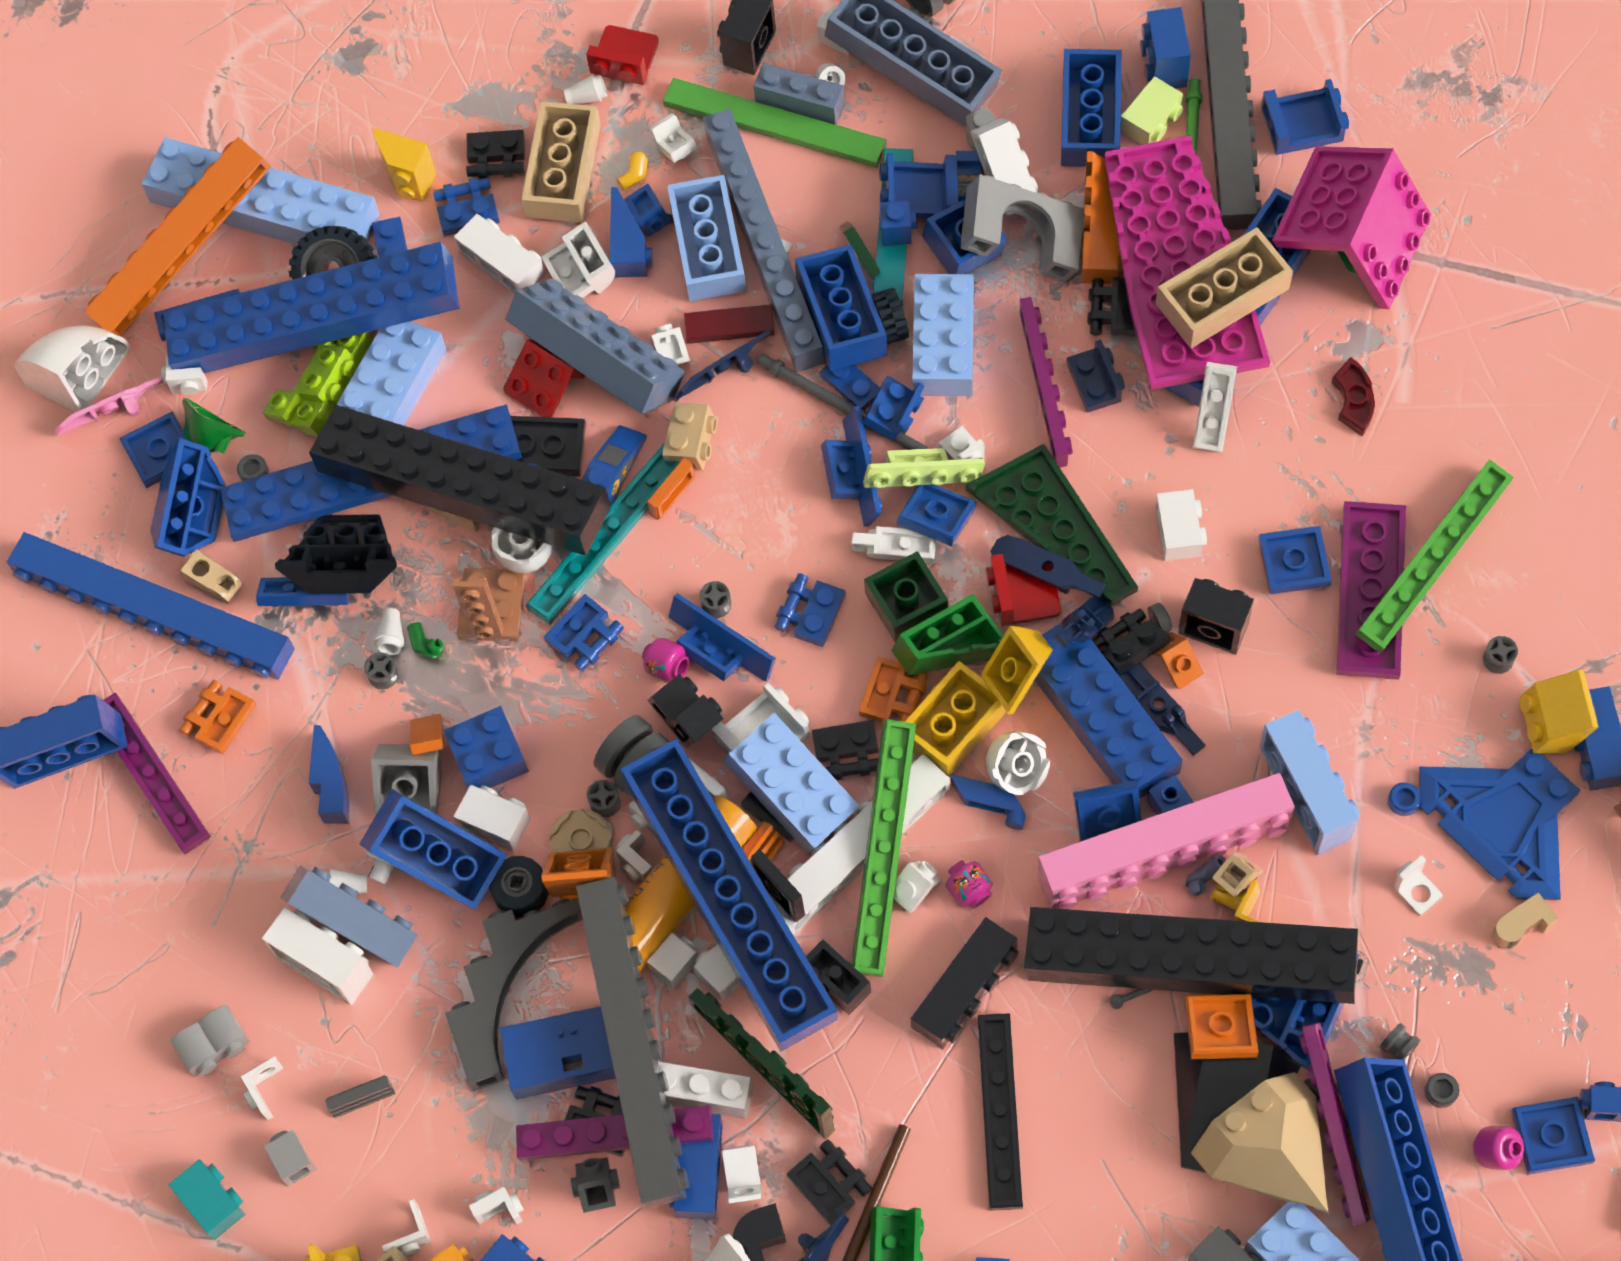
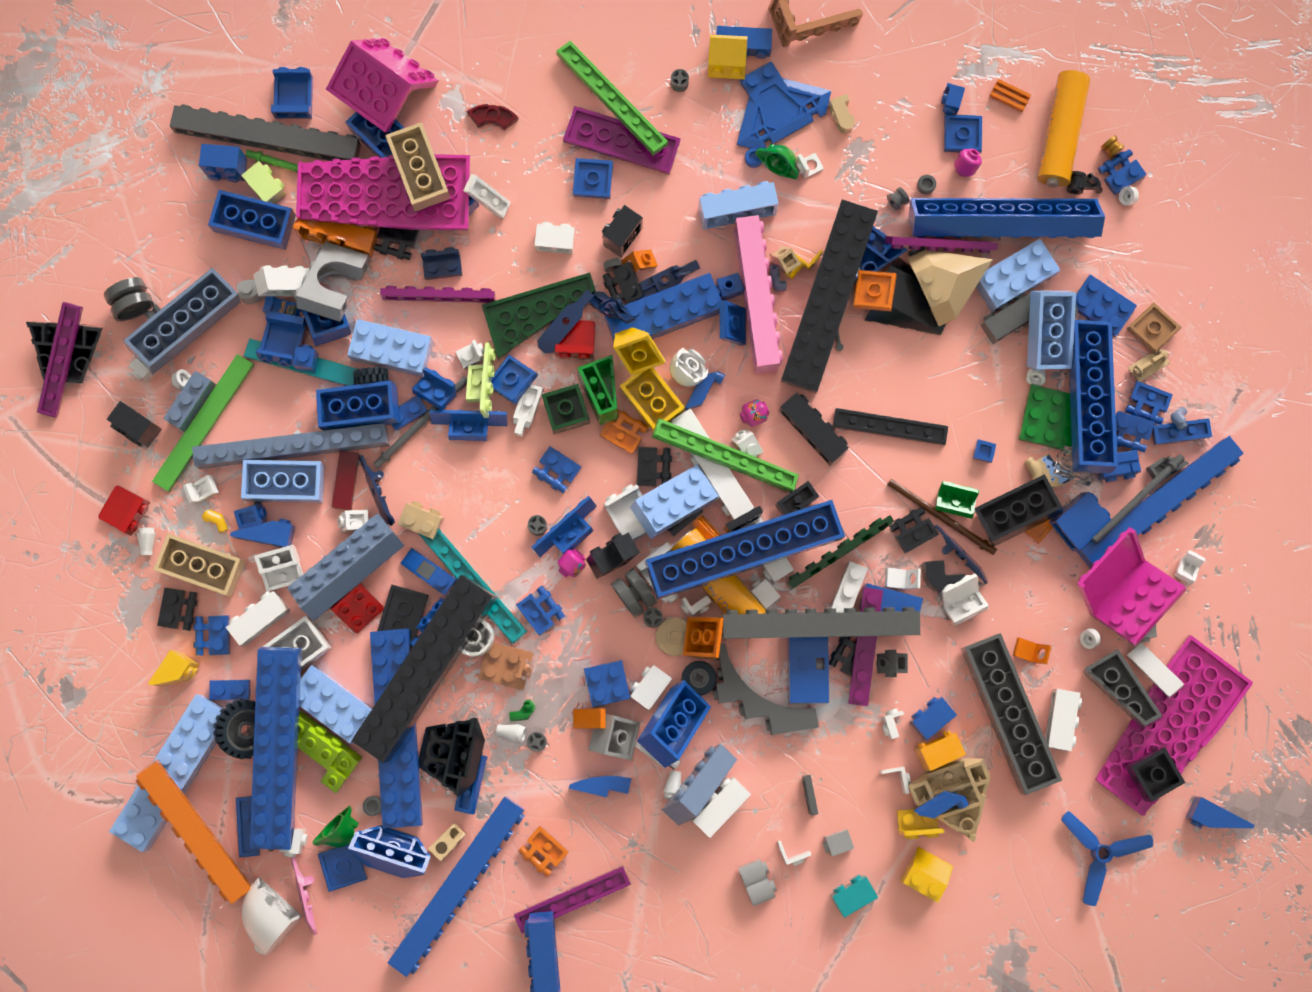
camera: 90 degrees left, 15 degrees up
(477, 323) = (303, 635): none -> white brick
(671, 489) = (456, 538): orange tile -> none
(860, 248) = (313, 387): dark green tile -> none
(1410, 834) = (779, 160): none -> green hat

